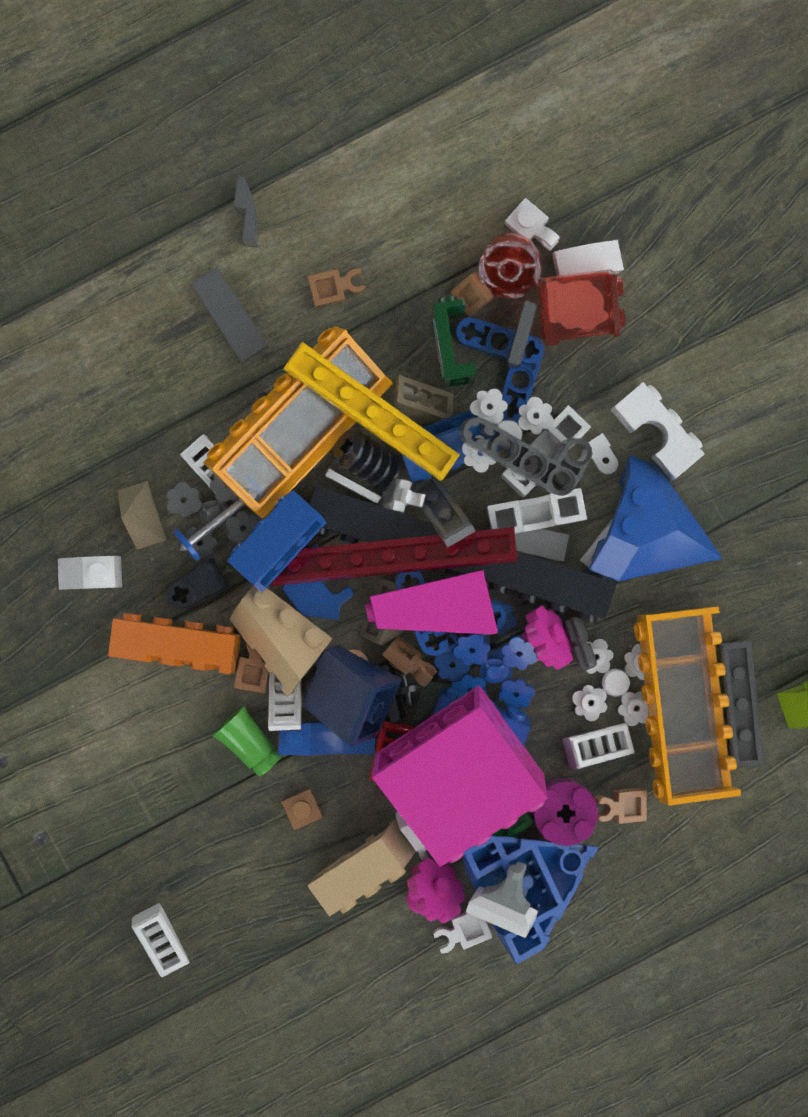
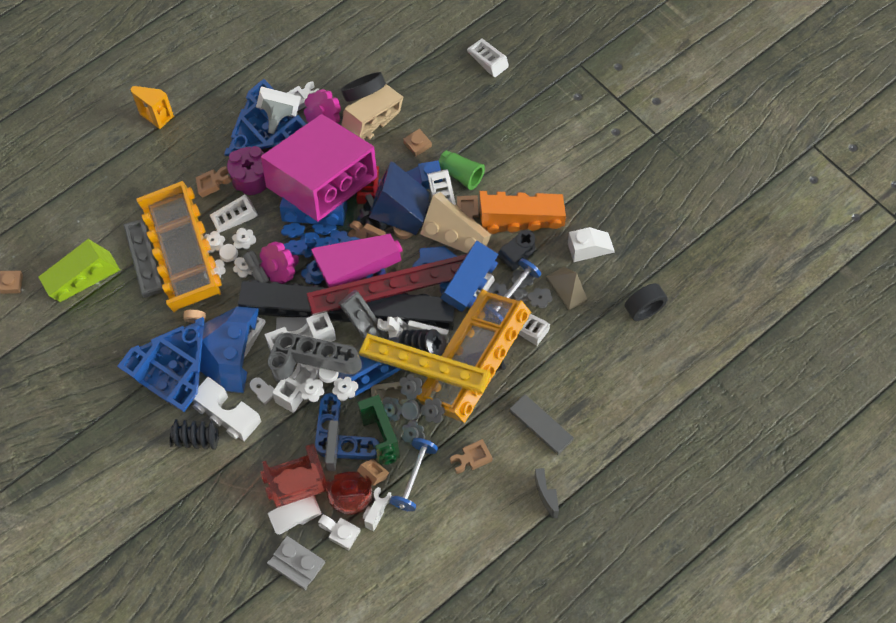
camera: 170 degrees right, 25 degrees down
(35, 454) = (646, 302): none -> black tyre
(359, 901) = (363, 86): none -> black tyre
(403, 363) = (411, 409): none -> dark grey plant
(441, 240) = (423, 446): none -> blue axle
(481, 235) = (373, 514): none -> white plate
(597, 196) = (296, 562): none -> light grey plate
(680, 585) = (192, 315): none -> light nougat tile
(695, 959) = (158, 109): none -> light orange tile
(706, 400) = (194, 435): none -> black piece
(726, 504) = (169, 364): none -> blue wedge

